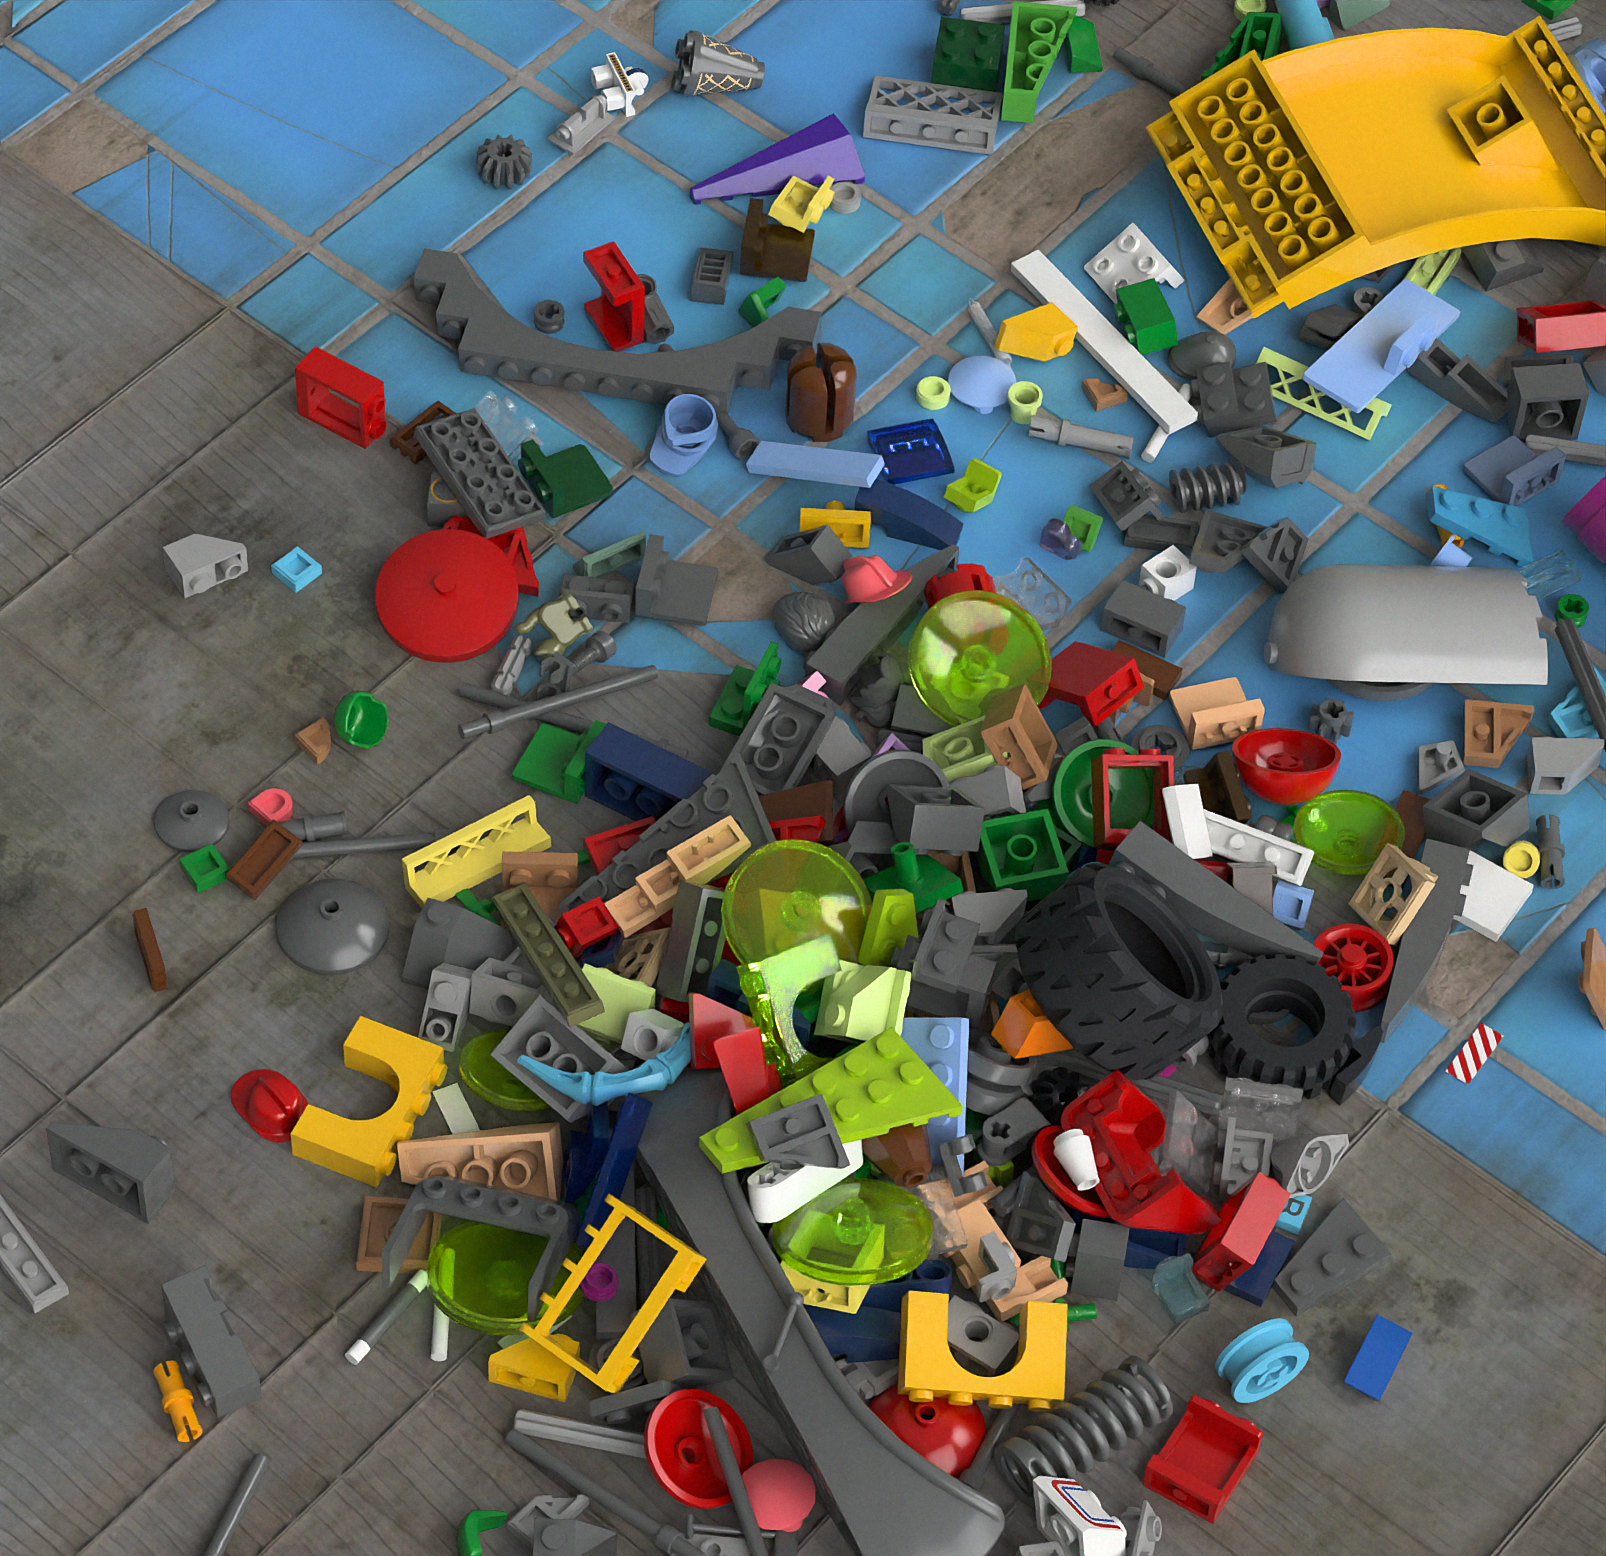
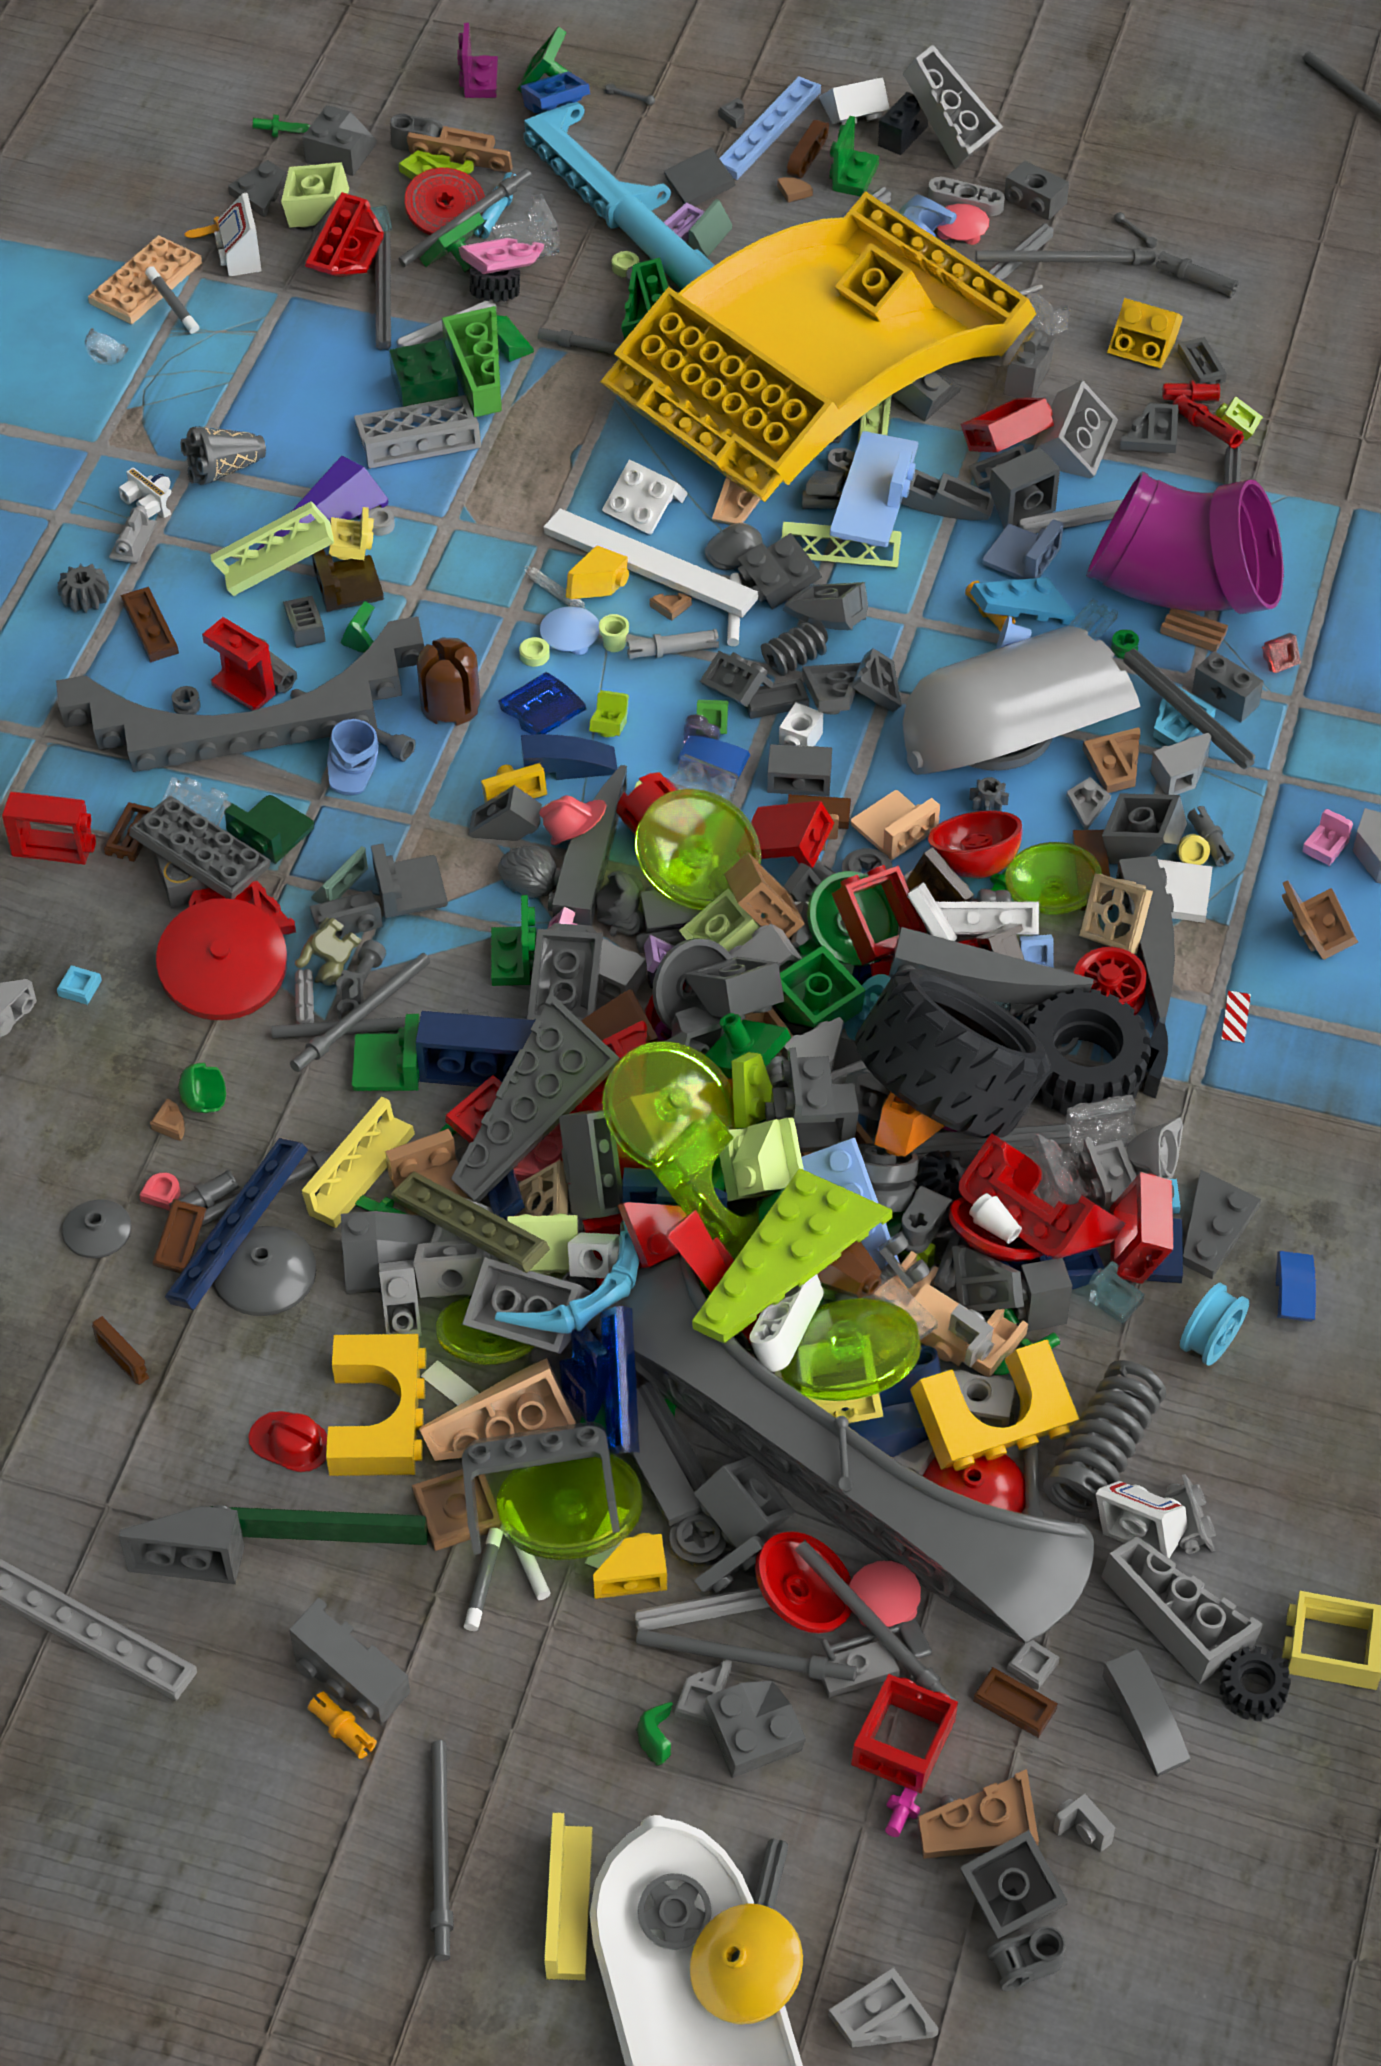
camera: 20 degrees left, 0 degrees up
(204, 868) = (129, 1263): green tile -> none
(264, 1203) = (333, 1526): none -> dark green tile
(324, 867) = (236, 1224): none -> dark blue tile
(553, 223) = (149, 624): none -> reddish brown tile
(585, 925) = (487, 1184): red bracket -> none
(600, 1283) = (652, 1477): magenta plate -> none
(621, 1361) = (711, 1532): yellow hinge -> none
(691, 861) = (541, 1123): light nougat slope -> none
(717, 193) = (277, 552): none -> yellowish green fence
(799, 1136) = (777, 1286): dark grey wing -> none
(815, 464) = (473, 741): light blue tile -> none
(1064, 570) = (716, 753): none -> blue slope
(1145, 317) = (676, 530): green brick -> none
(1203, 1459) = (1205, 1422): red panel -> none

